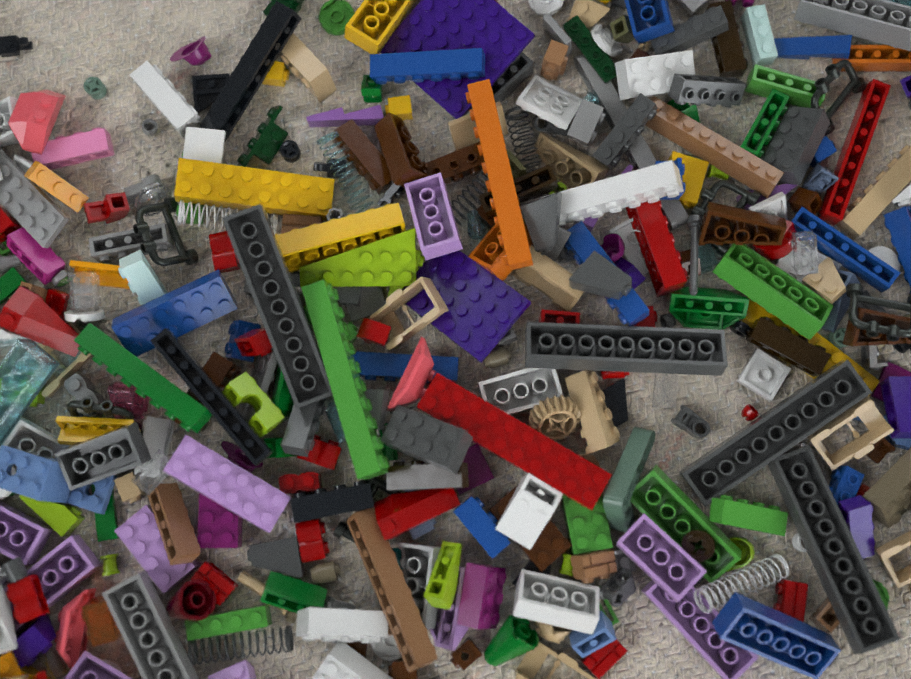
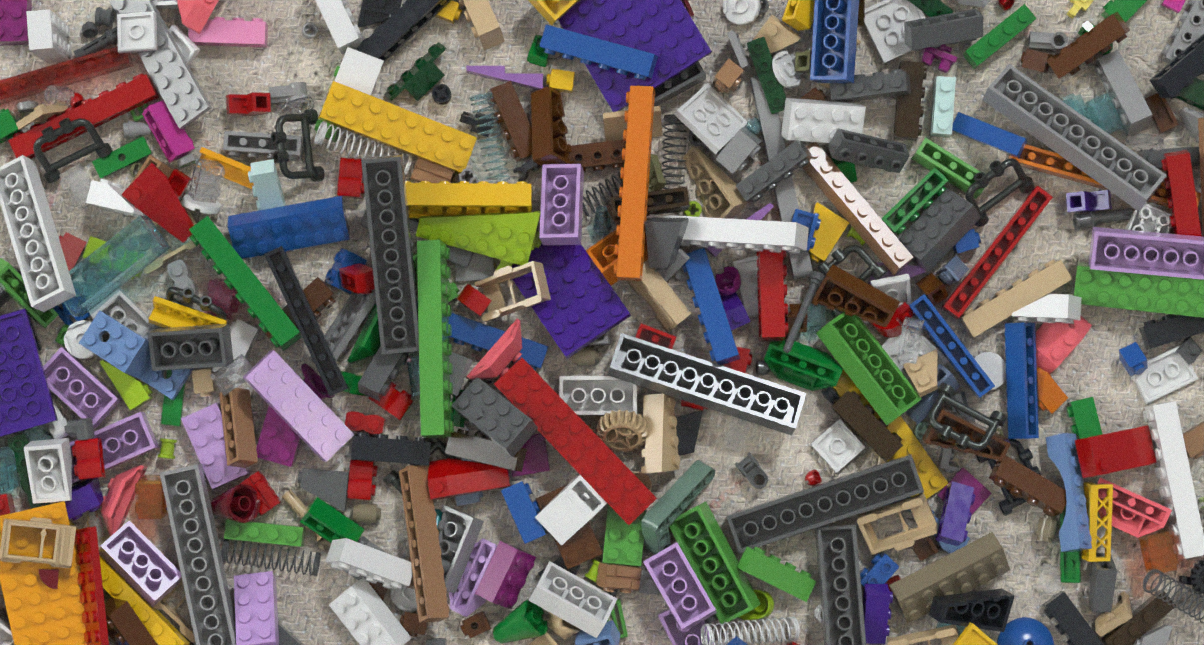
camera: 15 degrees right, 5 degrees up
(56, 186) = (206, 70): light orange brick -> none
(245, 390) = (339, 323): lime arch -> none
(444, 576) = (476, 547): lime slope -> none
(601, 278) = (702, 311): dark grey slope -> none
(619, 587) = (637, 604): dark grey piece -> none
(701, 554) = (709, 586): dark brown gear -> none

